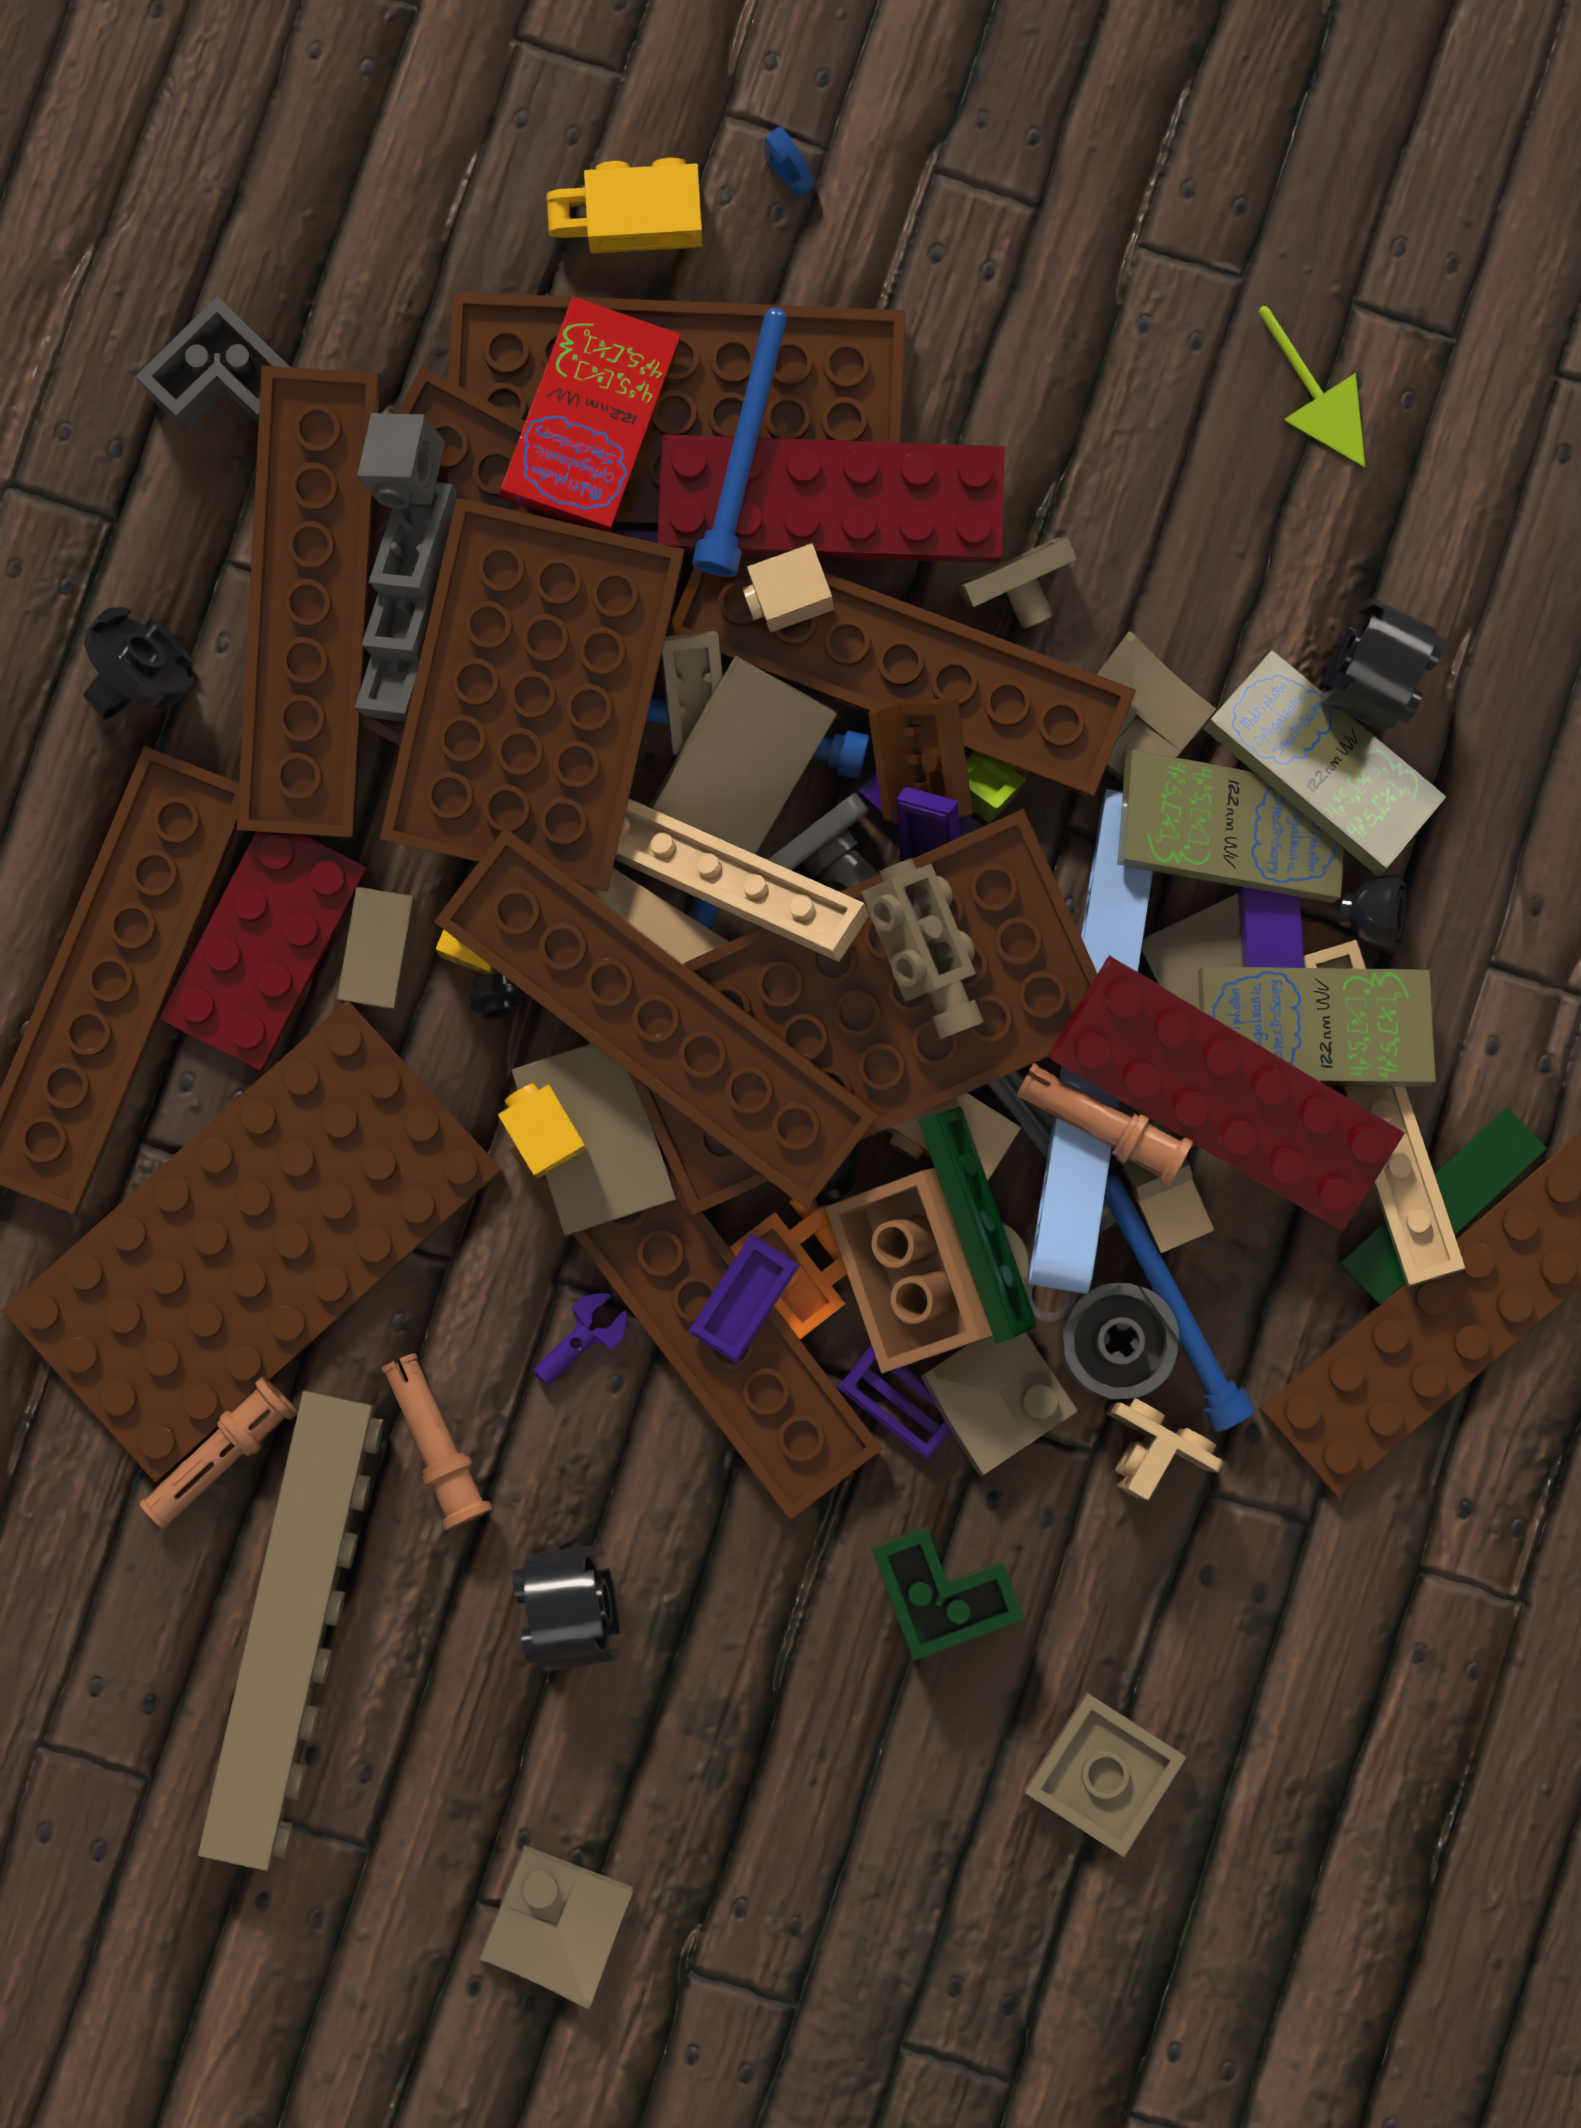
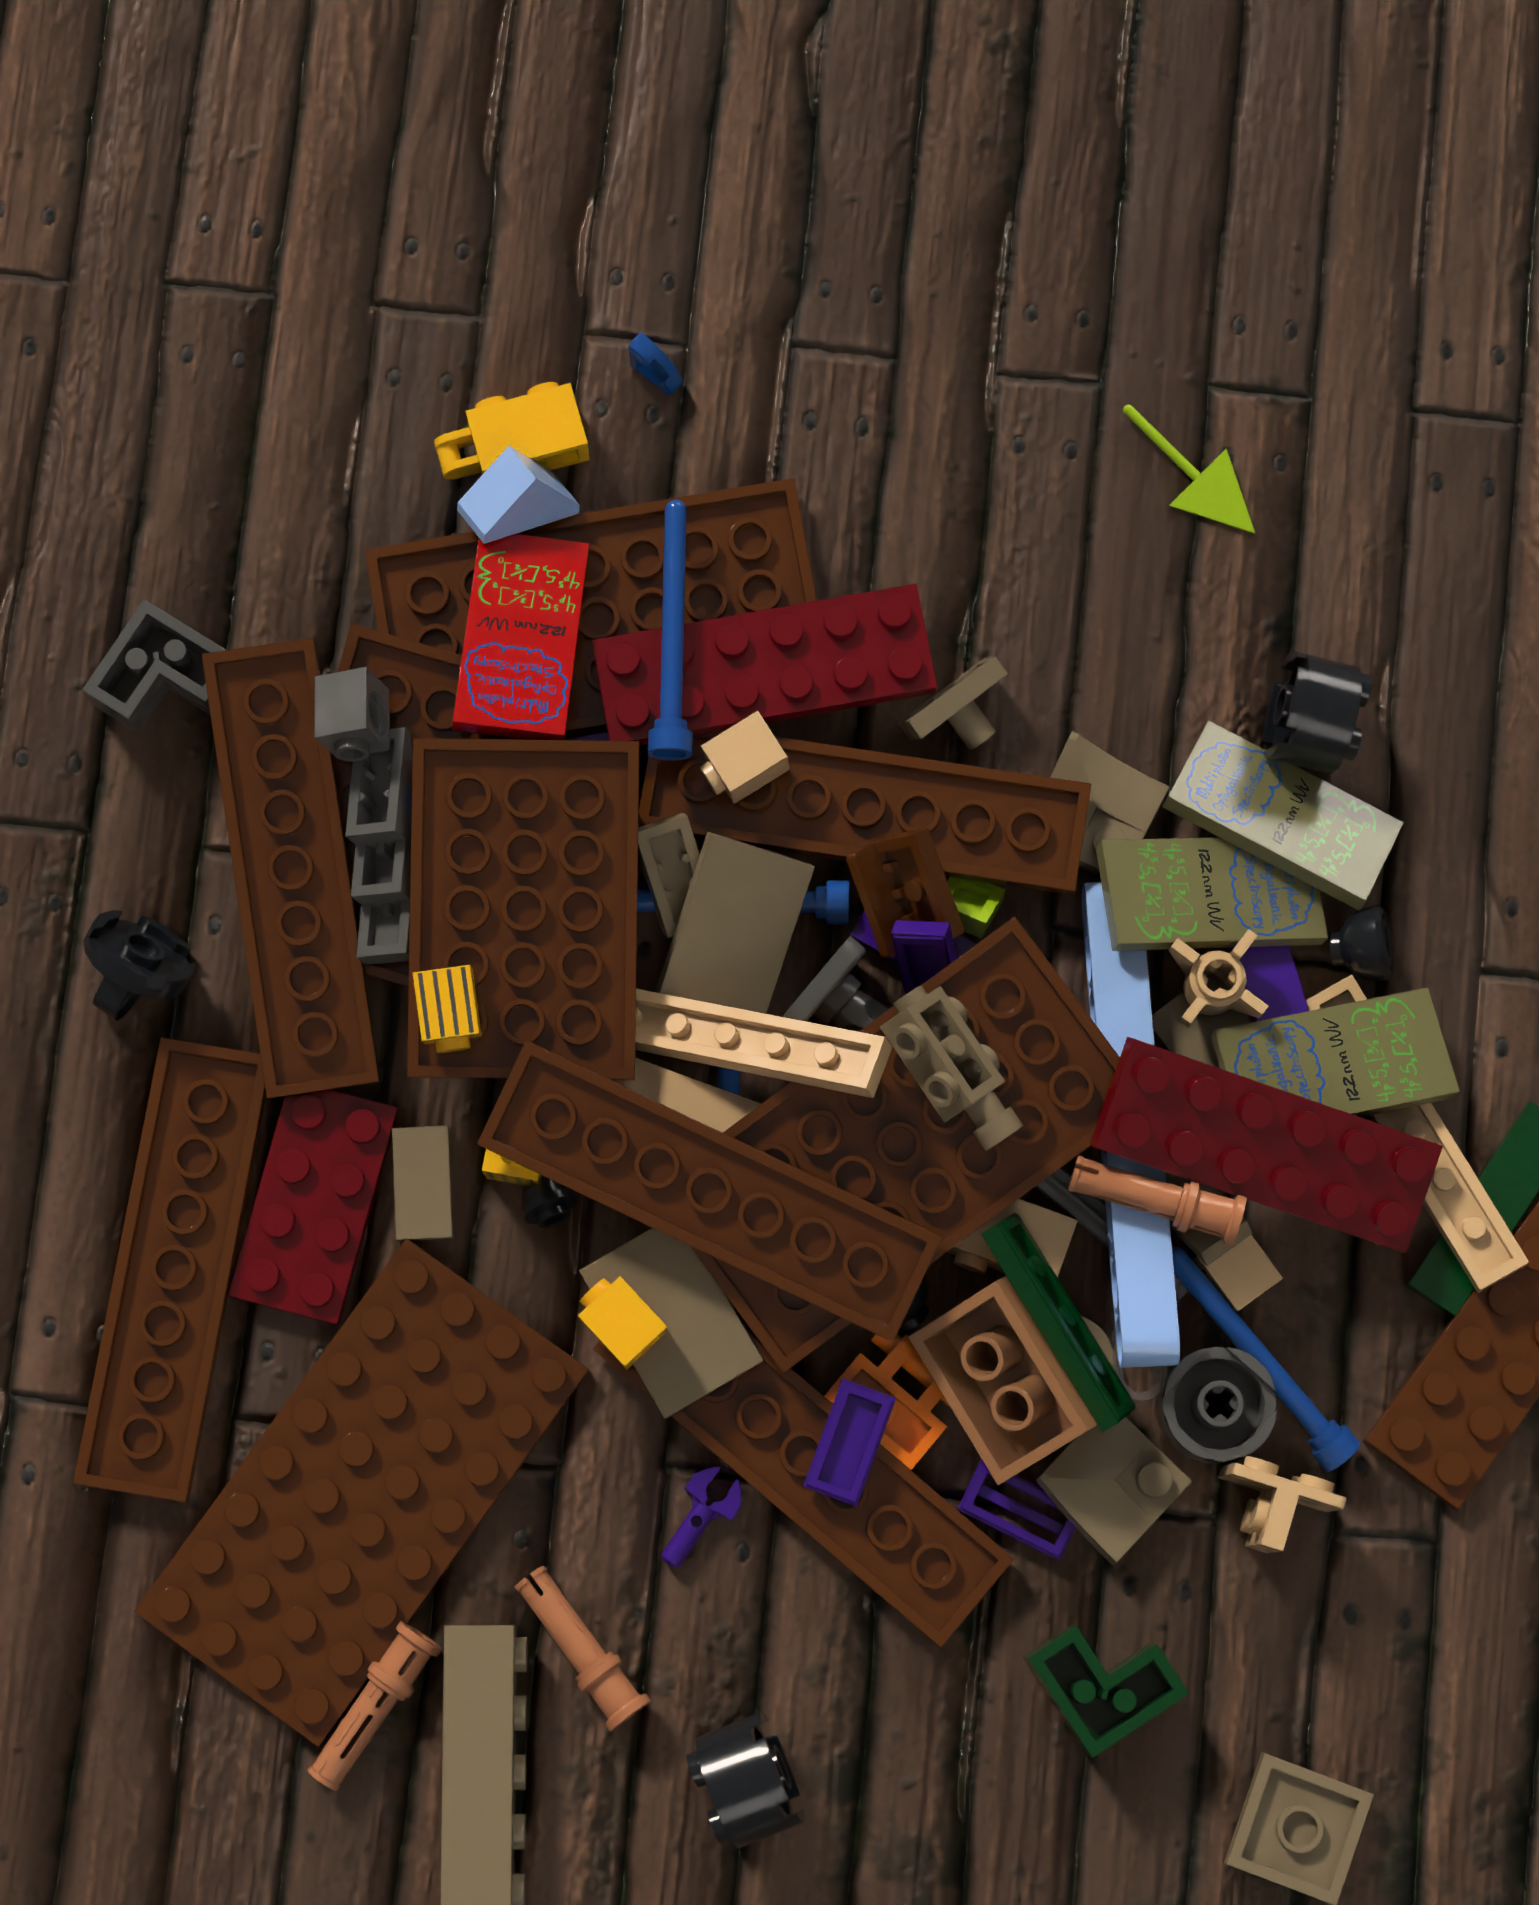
camera: 10 degrees left, 5 degrees down
(433, 778) = (447, 1007): none -> yellow brick
(615, 271) = (515, 498): none -> light blue slope
(1226, 906) = (1225, 970): none -> tan brick

